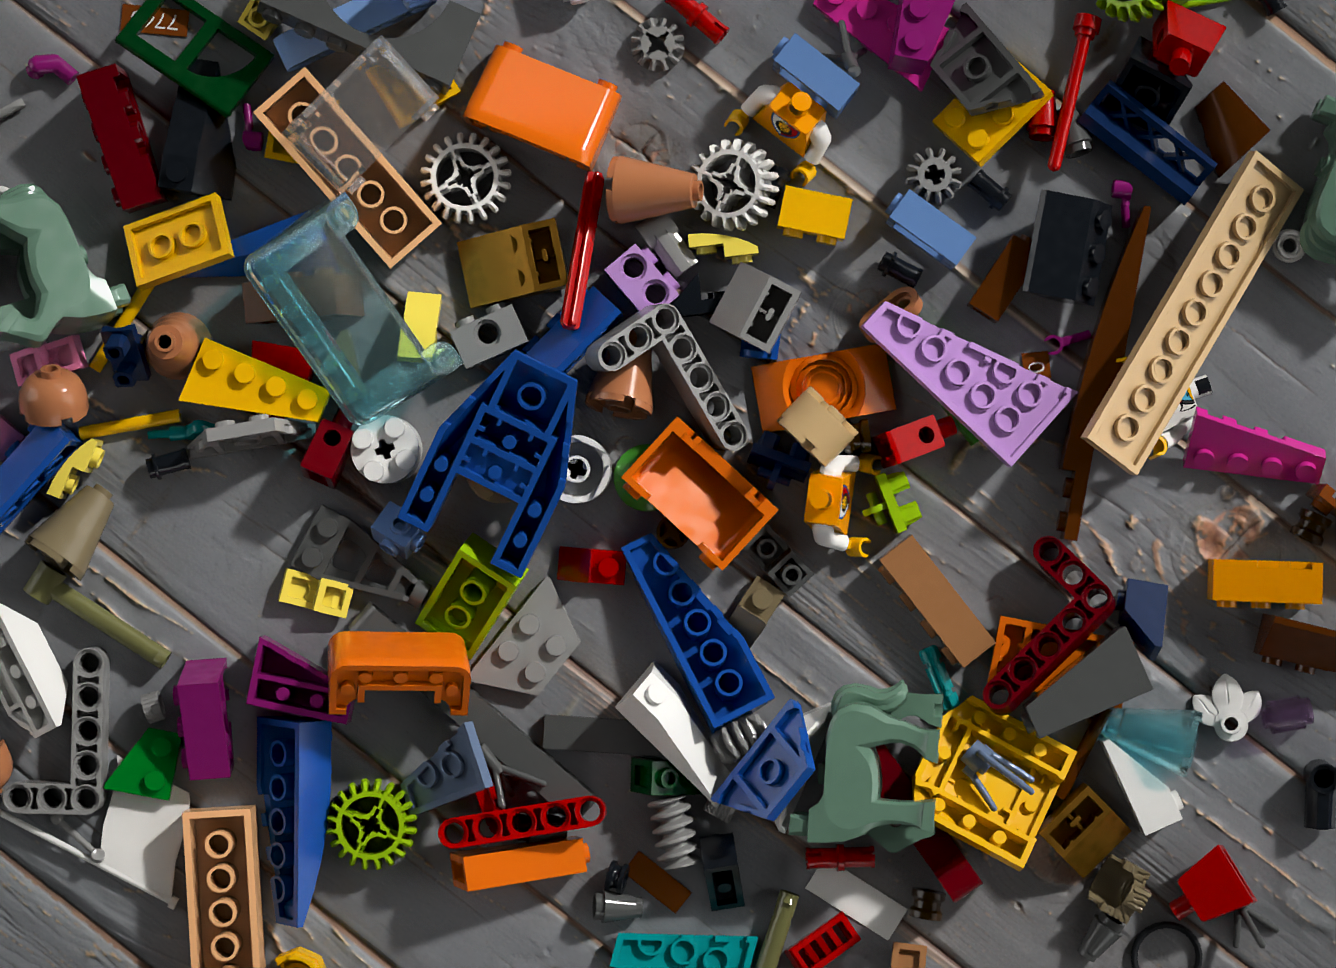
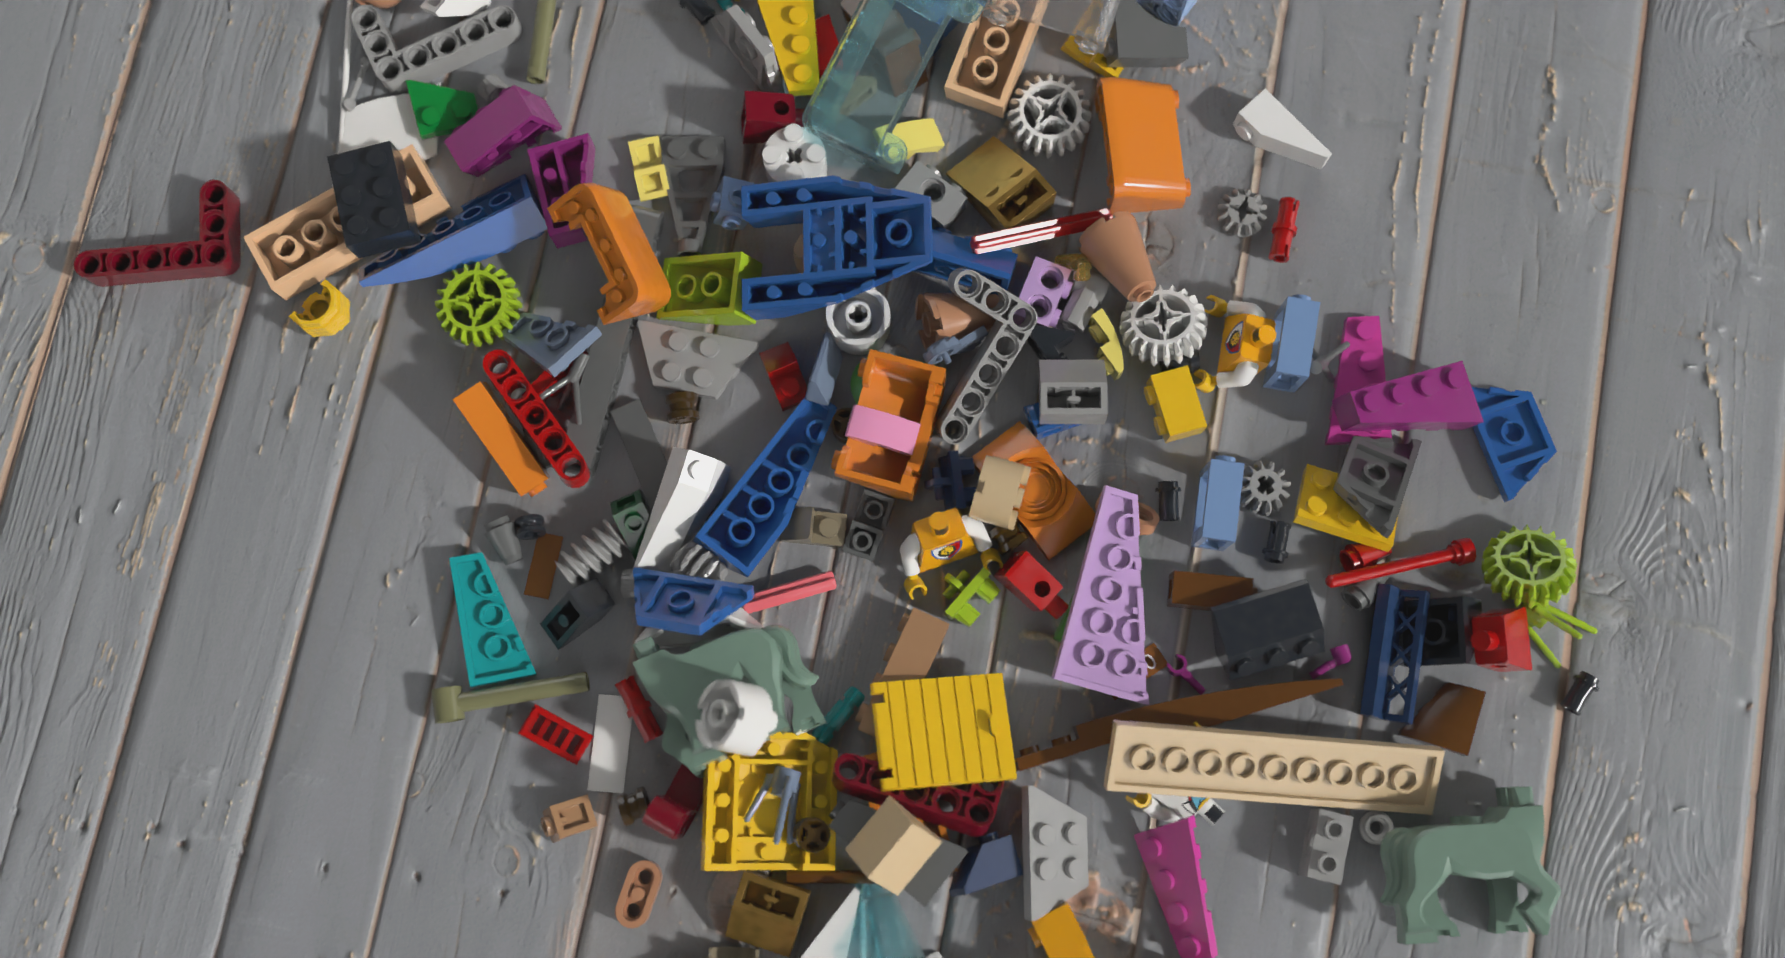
camera: 70 degrees right, 10 degrees down
(228, 874) = (373, 199): none -> black brick
(575, 679) = (682, 407): none -> dark brown wheel
(611, 527) = (824, 371): none -> sand blue slope
(632, 234) = (1075, 262): none -> clear yellow arm
(655, 400) = (948, 346): none -> sand blue piece
(699, 503) = (882, 430): none -> bright pink slope
(803, 660) = (791, 591): none -> coral axle
(908, 774) = (735, 717): none -> white brick
(1005, 594) = (940, 731): none -> yellow door
(1006, 937) = (639, 893): none -> nougat plate
(1044, 754) = (816, 837): none -> dark brown wheel
(1087, 691) = (892, 846): none -> tan slope
(1162, 549) = (1052, 852): none -> light grey wing
(1282, 302) = (1325, 846): none -> light grey brick

